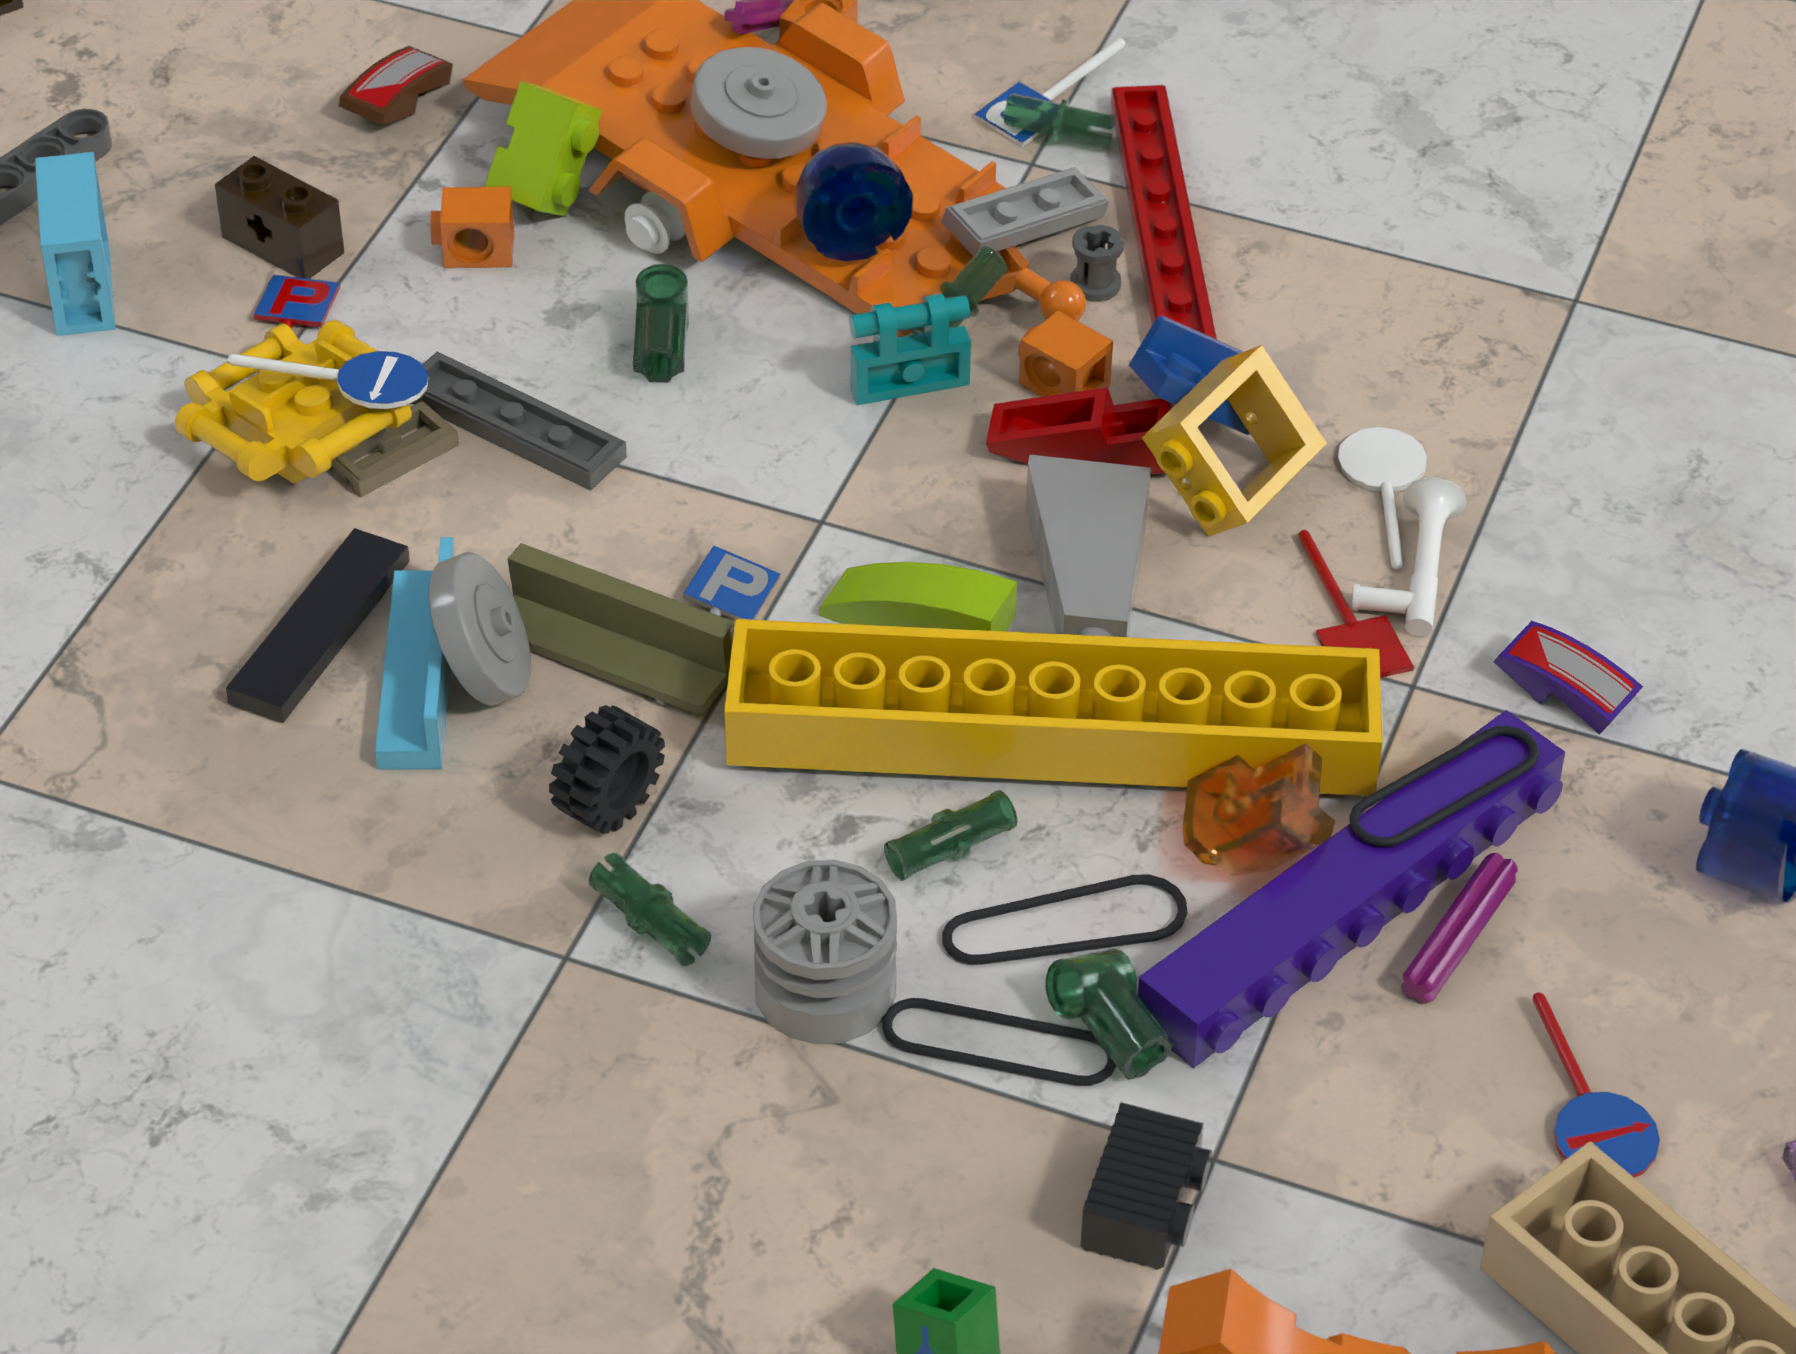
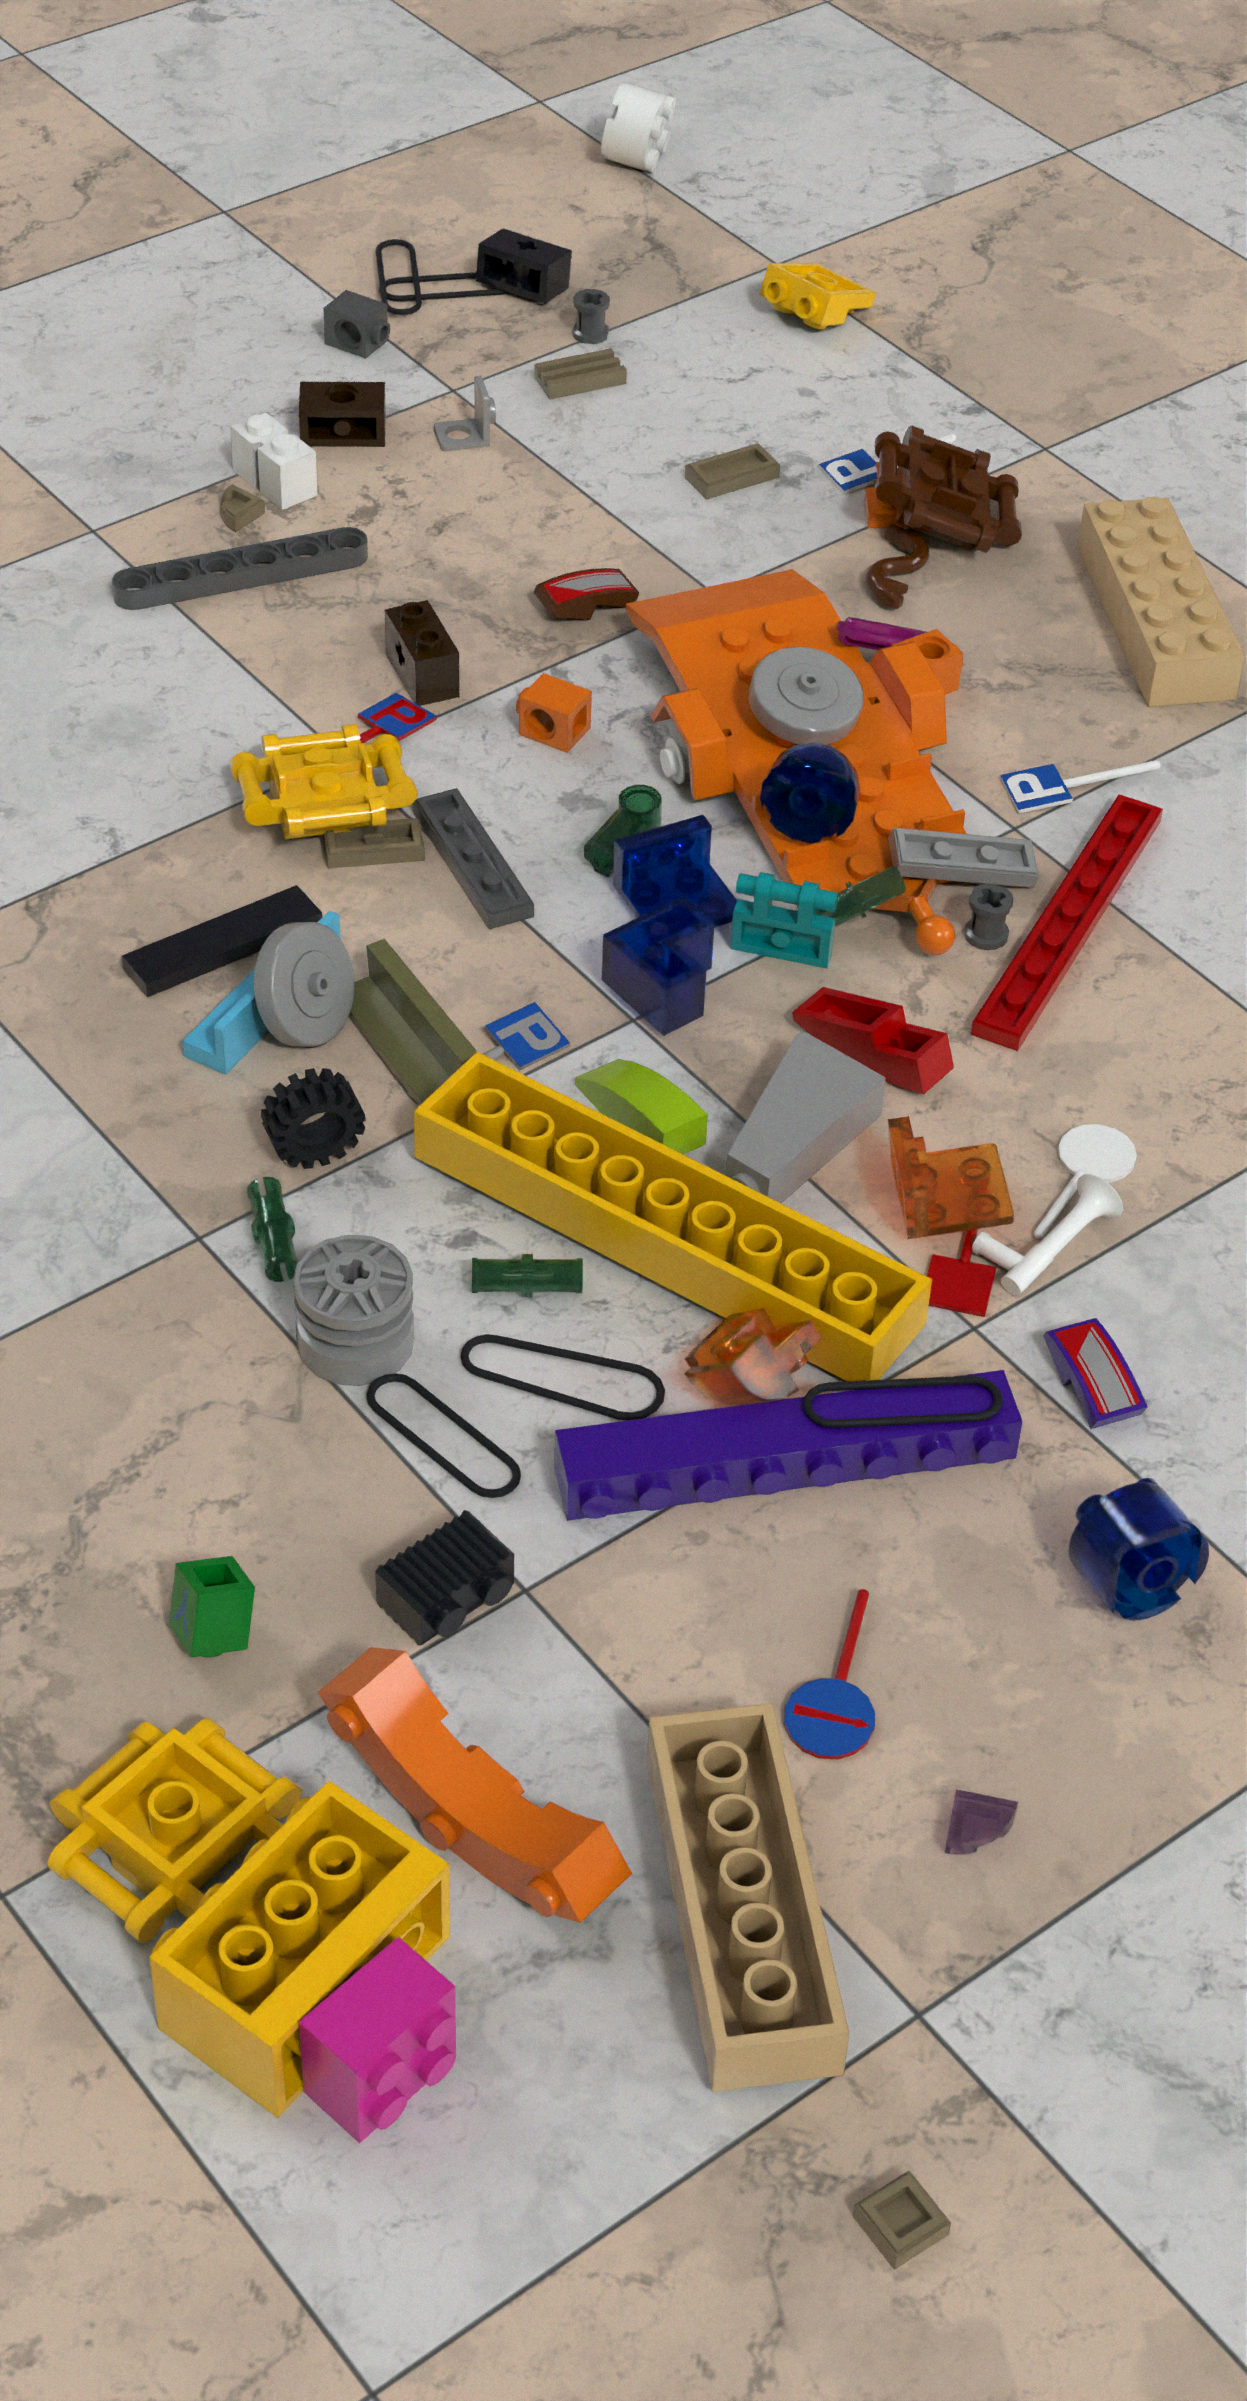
camera: 30 degrees right, 0 degrees up
(74, 243) = (261, 615): medium azure window -> none
(367, 380) = (367, 784): blue piece -> none
(545, 148) = (636, 672): lime brick -> none
(753, 364) = (670, 864): none -> clear blue bracket
(821, 451) = (661, 963): none -> clear blue brick
(1058, 120) = (1055, 803): clear green axle -> none
(1064, 357) = (902, 975): orange brick -> none
(1102, 993) = (527, 1441): clear green piece -> none
(1177, 359) = (981, 1025): blue bracket -> none
(1271, 417) = (1011, 1071): yellow window -> none
(1284, 554) = (947, 1187): none -> clear orange bracket
(1459, 928) = (846, 1514): magenta axle -> none

